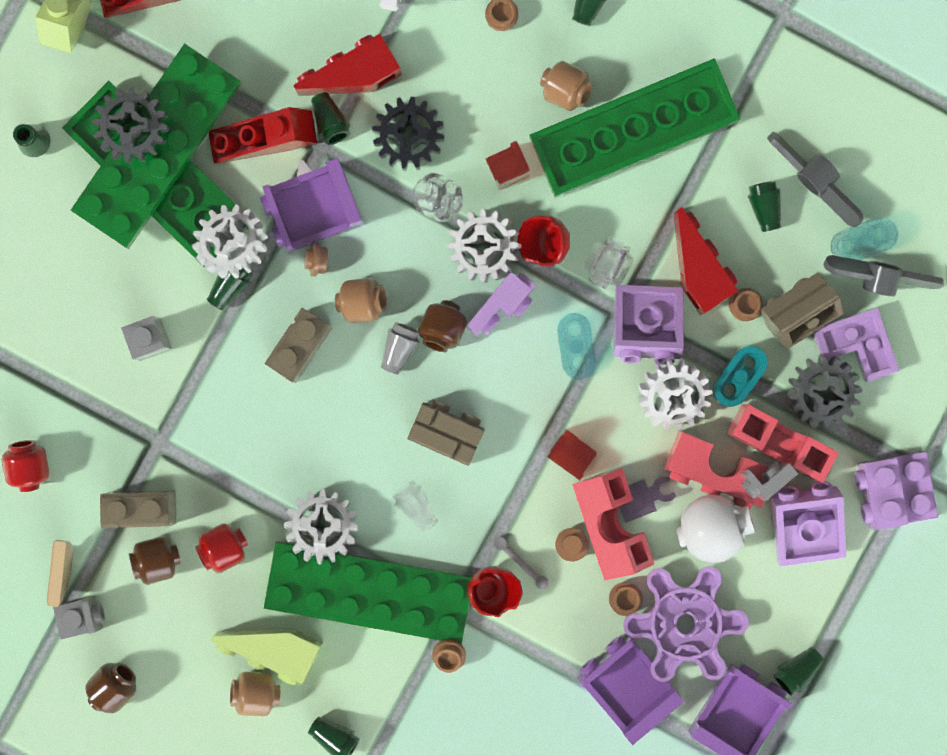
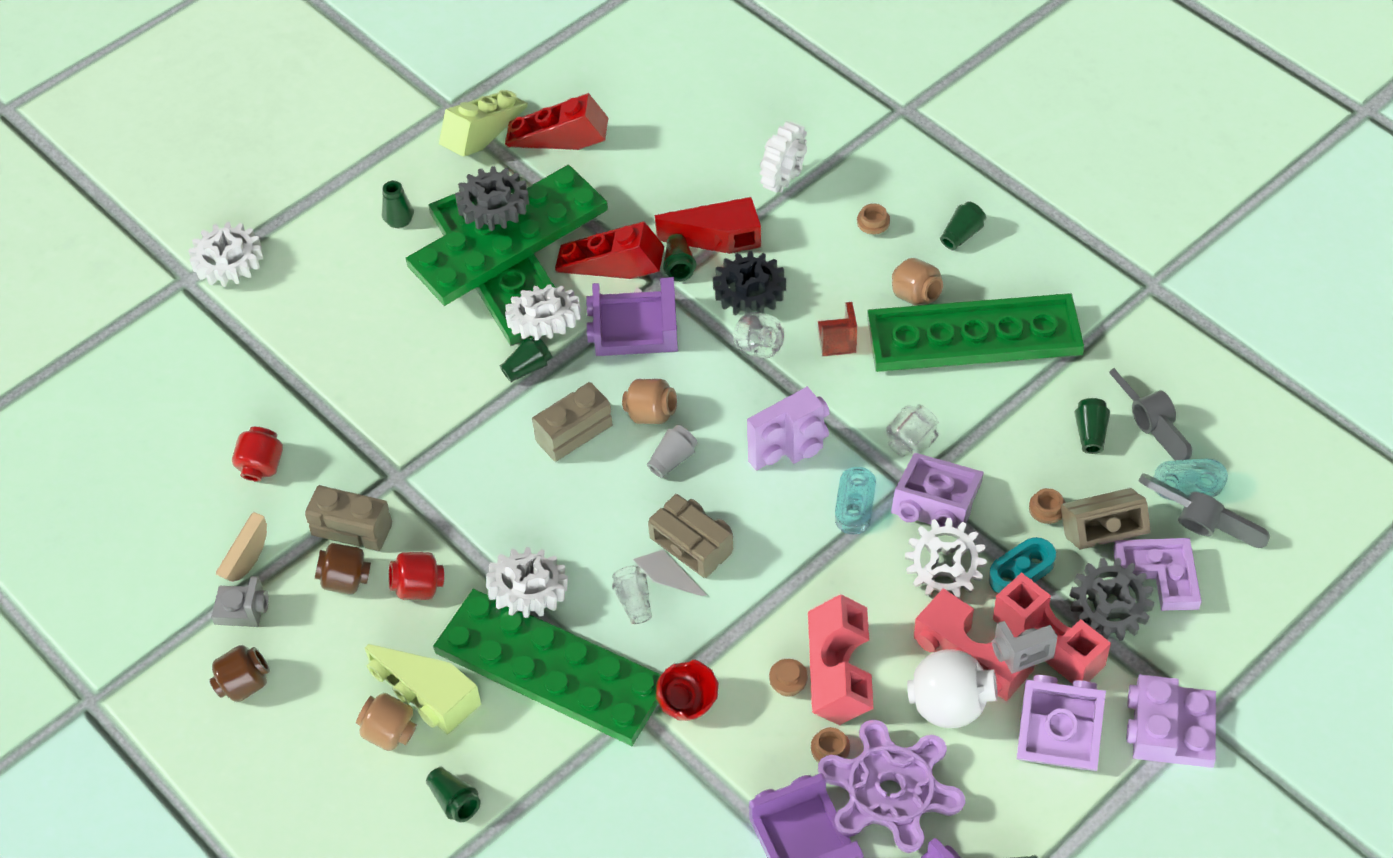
camera: 20 degrees right, 35 degrees down
(146, 338) = (426, 379): light grey brick -> none
(316, 259) = (619, 360): medium nougat plate -> none
(436, 472) = (666, 571): none -> white sticker
(442, 326) = (722, 442): reddish brown head -> none
(448, 655) = (613, 747): medium nougat plate -> none
(482, 233) = (788, 377): white gear -> none
(501, 544) = (711, 660): light grey hinge -> none
(543, 240) = (852, 394): red hair -> none
(571, 454) = (810, 584): clear red panel -> none
(643, 498) = (879, 656): clear purple plate -> none
(700, 272) = (1009, 470): red slope -> none

